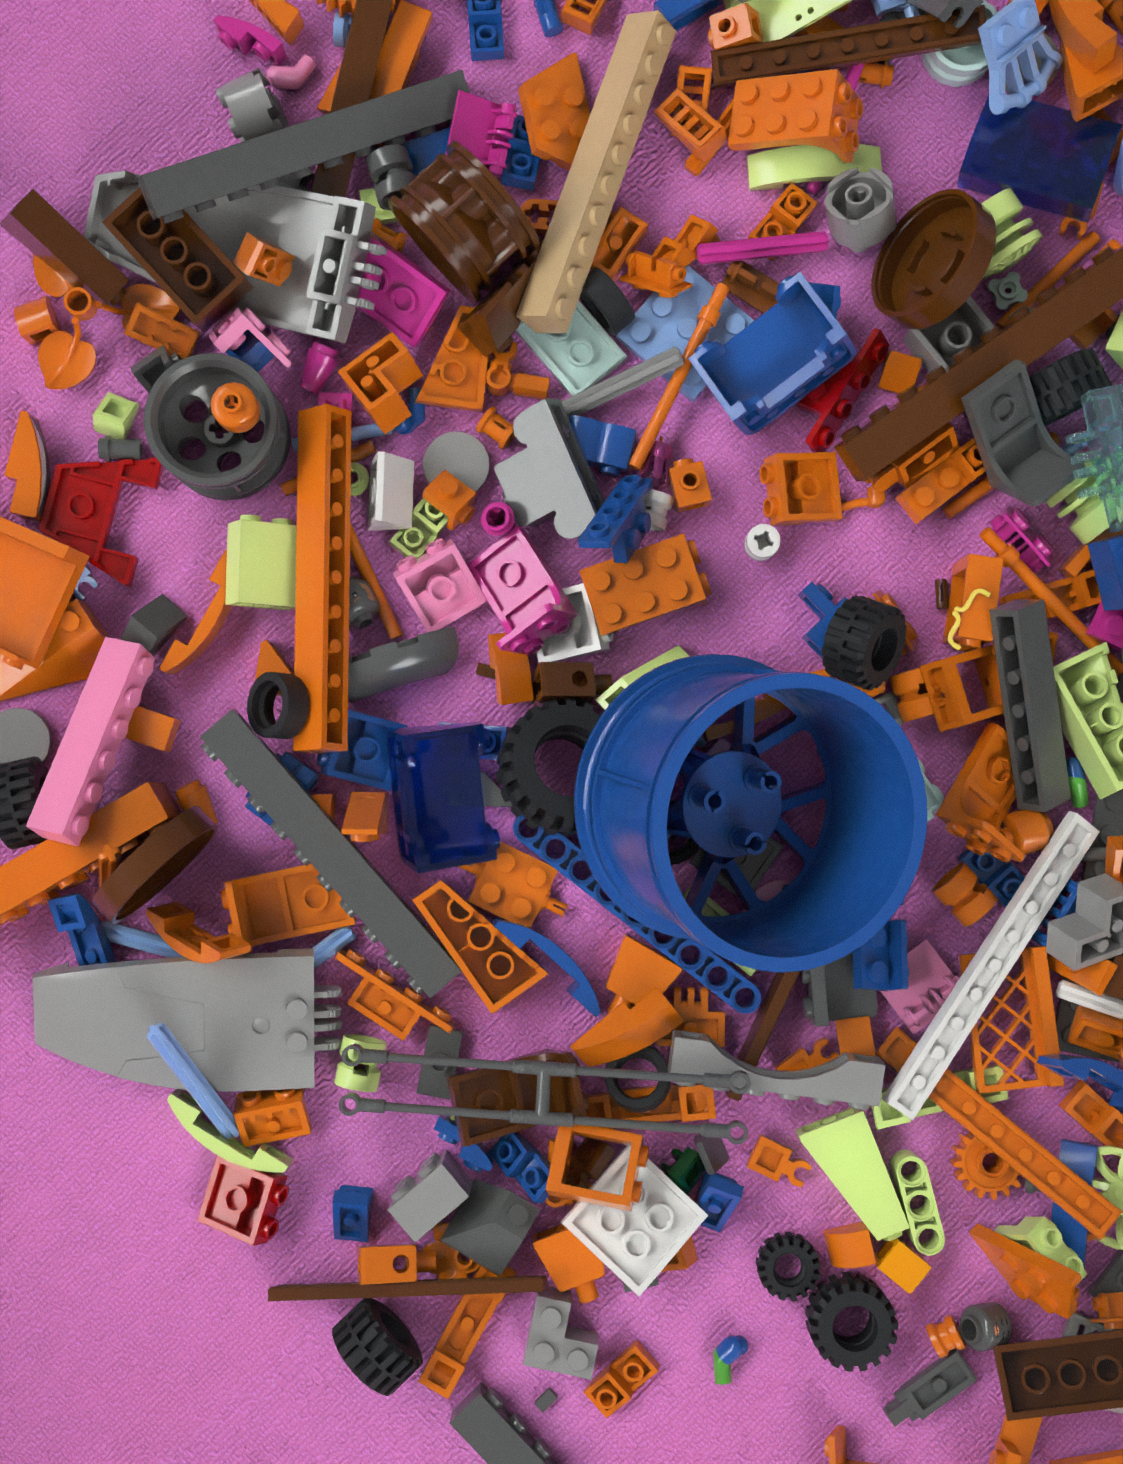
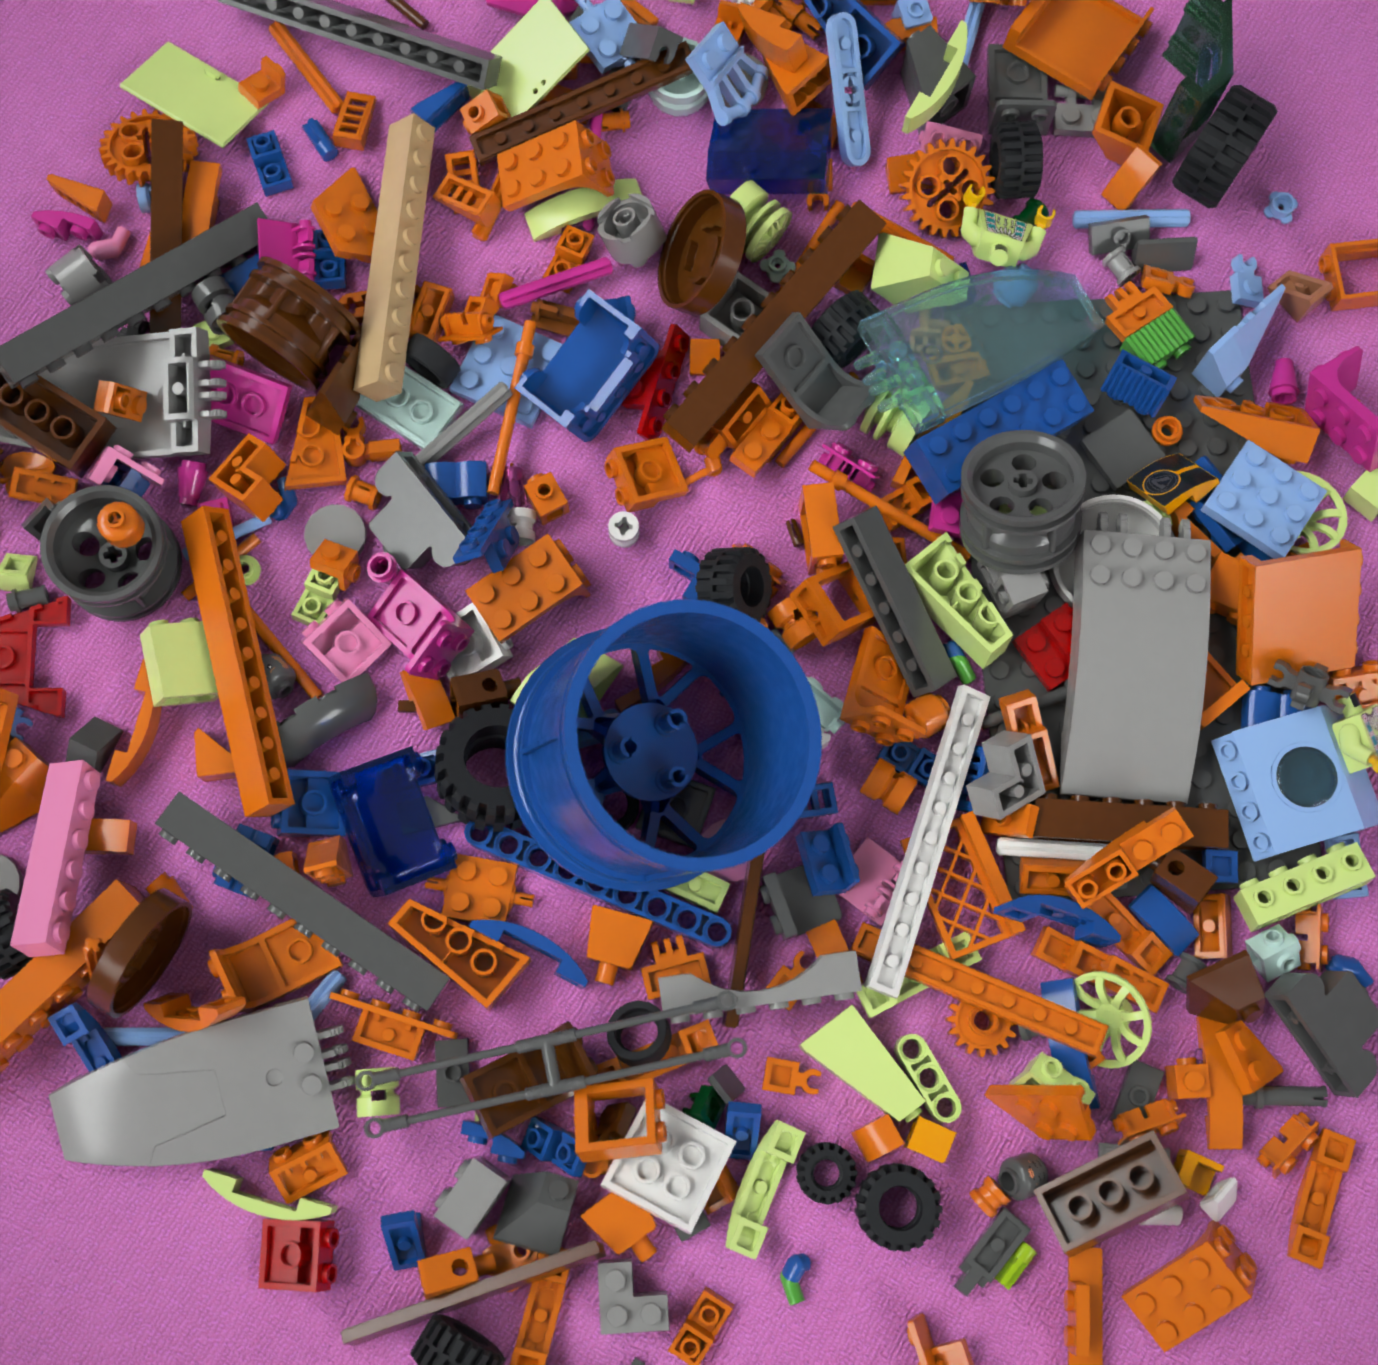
camera: 20 degrees left, 10 degrees down
(193, 1080) = (221, 1144): light blue axle -> none
(261, 705) = (235, 779): black tyre -> none
(390, 492) = (281, 571): white slope -> none
(627, 1030) = (617, 988): orange slope -> none
(716, 1261) = (759, 1186): none -> yellowish green slope
(952, 1409) = (1015, 1265): none -> lime piece
(962, 609) = (808, 543): light yellow piece -> none

